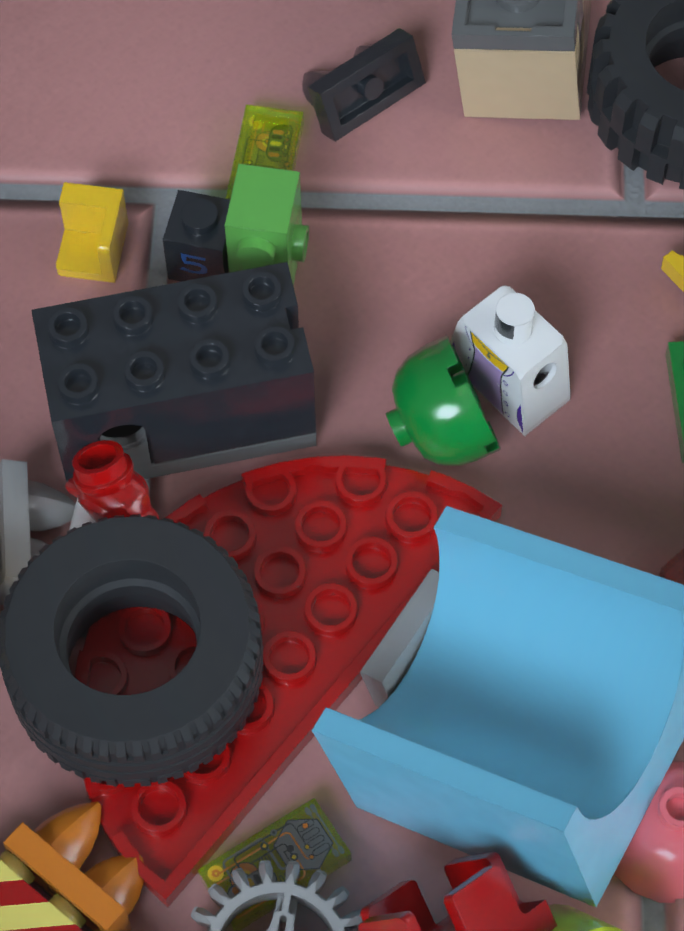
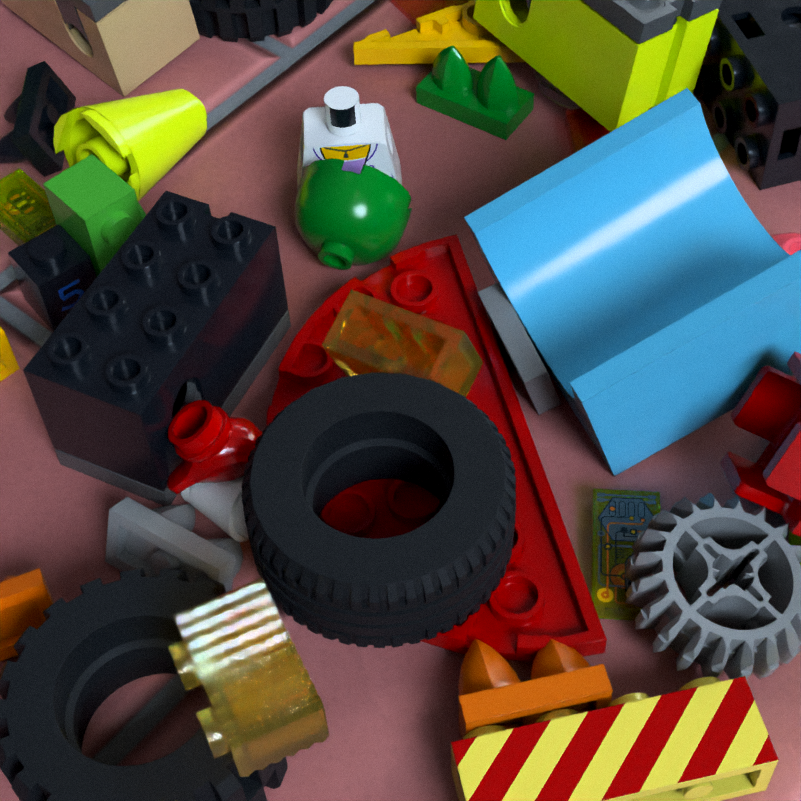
camera: 50 degrees left, 10 degrees down
(296, 560) = (389, 339): none -> clear yellow brick
(390, 177) = (134, 135): none -> neon yellow cone

